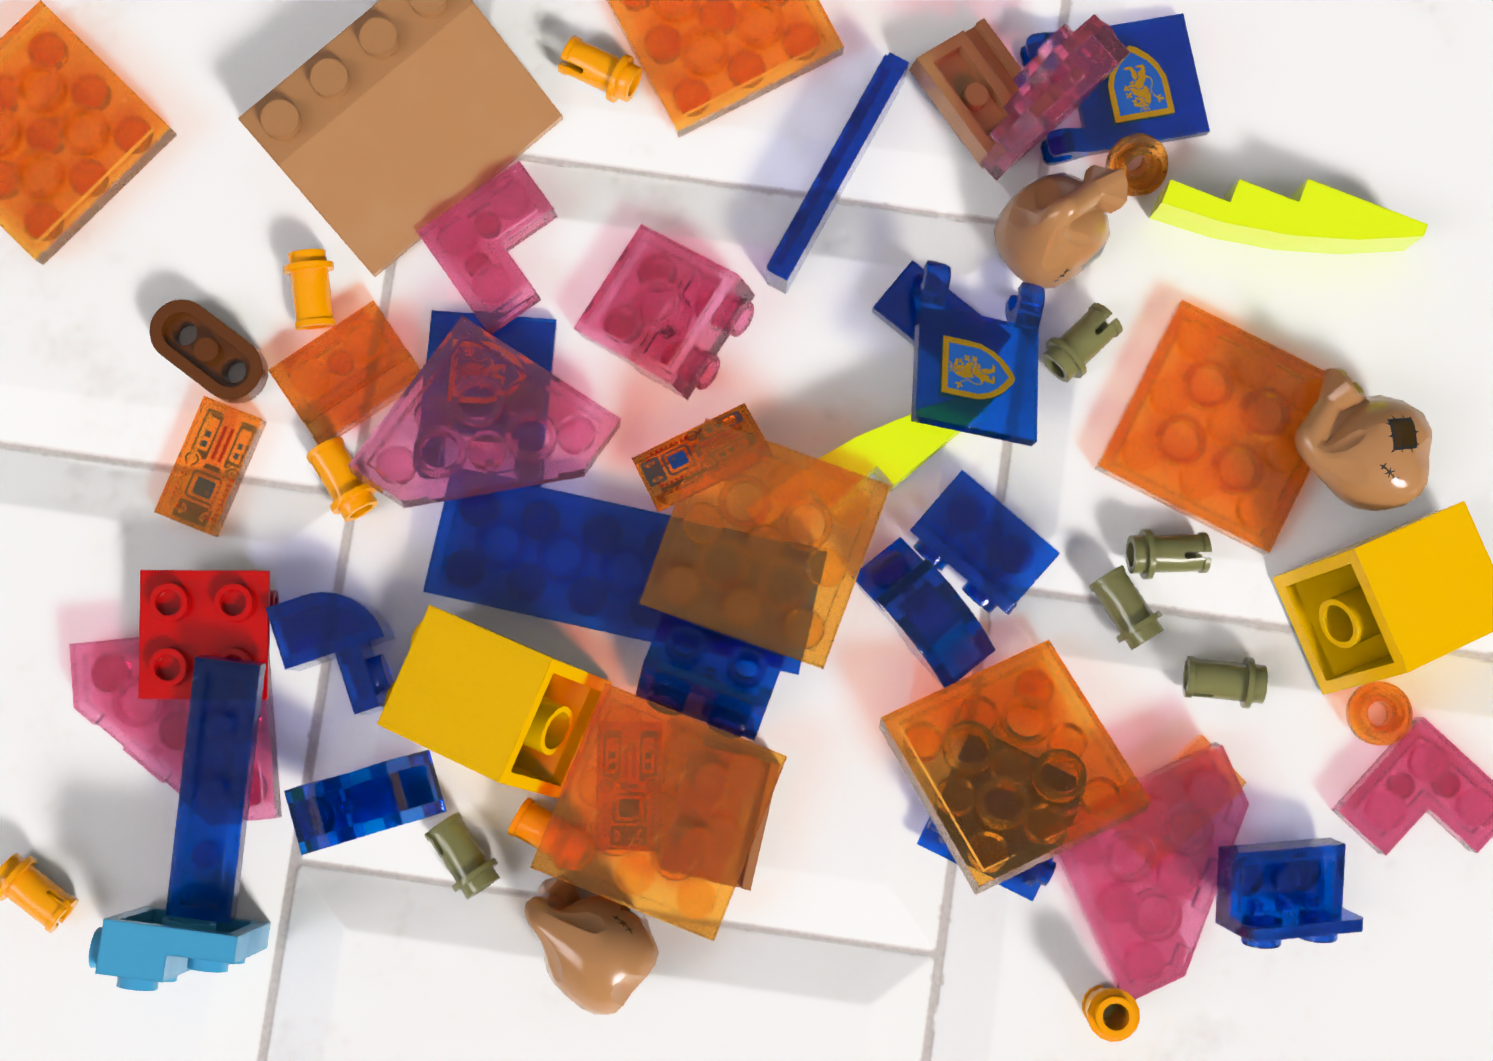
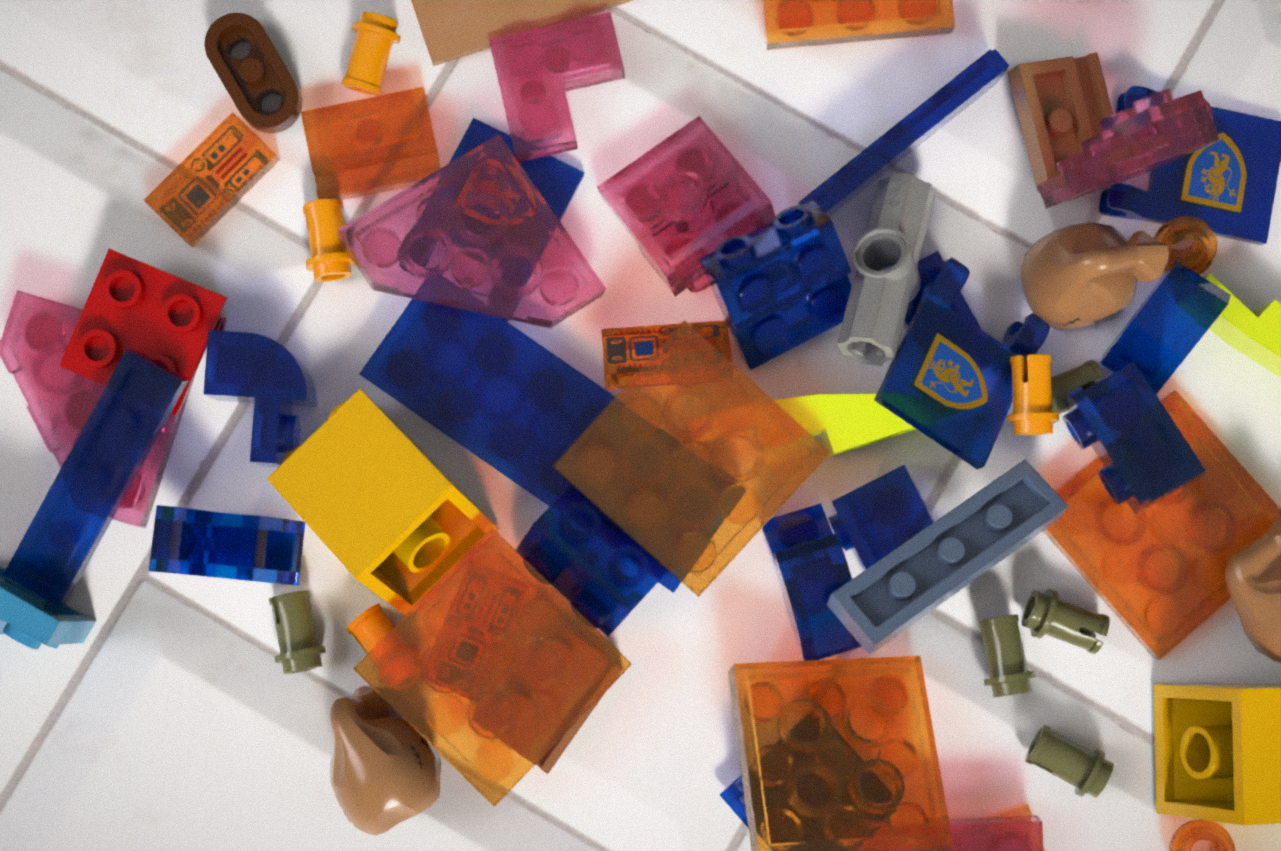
camera: 20 degrees right, 0 degrees up
(781, 347) = (780, 282): none -> clear blue plate
(879, 323) = (878, 297): none -> light grey piece
(1036, 538) = (946, 556): none -> sand blue plate
(1053, 357) = (1032, 395): none -> light orange pin
(1150, 246) = (1167, 325): none -> clear blue tile
(1161, 359) = (1132, 437): none -> clear blue bracket

